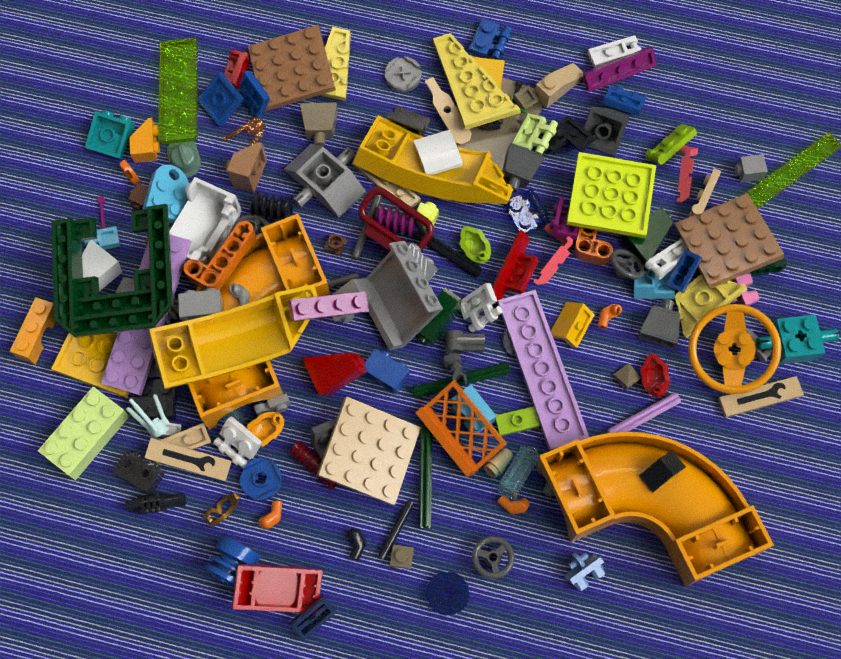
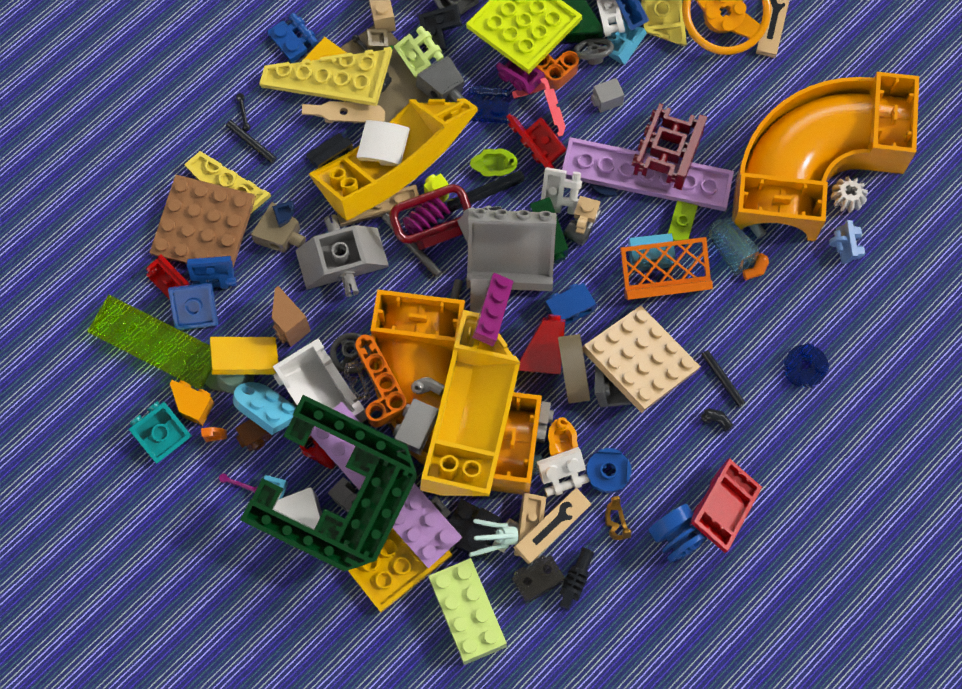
camera: 60 degrees left, 0 degrees up
(28, 341) = (329, 607): light orange arch -> none
(199, 154) = (243, 355): none -> yellow tile
(254, 126) = (243, 292): clear orange plant -> none
(271, 207) = (339, 318): black piece -> none
(273, 517) = (651, 479): orange arm -> none
(305, 613) = (765, 492): dark blue tile -> none
(309, 461) = (619, 416): dark red piece -> none
(326, 401) = (574, 368): none -> dark tan slope
(330, 115) = (284, 212): none -> dark blue tile
(335, 238) = (413, 277): reddish brown plate -> none
(383, 61) = (251, 141): none -> black bar
(402, 557) = (751, 387): dark tan plate -> none
(403, 74) = (276, 131): light grey tile -> none
(415, 34) = (240, 98): none -> black hinge
(425, 478) = (690, 327): dark green axle -> none
(453, 363) = (597, 244): dark grey piece -> none
(472, 336) = (585, 212): none -> tan plate
(472, 377) = (614, 250): dark green axle -> none
(498, 463) = (716, 261): tan cone -> none
(505, 546) = (796, 316): dark grey piece -> none
(572, 323) = (618, 126): yellow panel -> none
(576, 387) = (685, 150): none -> dark red fence
(594, 298) = (607, 95): none -> light grey brick
(608, 313) = (627, 88): orange arm -> none
(627, 376) = (693, 108): dark tan slope -> none
(637, 546) = (849, 194): none -> white gear
(646, 414) = (737, 118): lavender axle -> none
(655, 376) = (709, 87): red arm -> none
(661, 325) = (666, 56): dark grey torso -> none
(662, 471) = (807, 124): black slope -> none

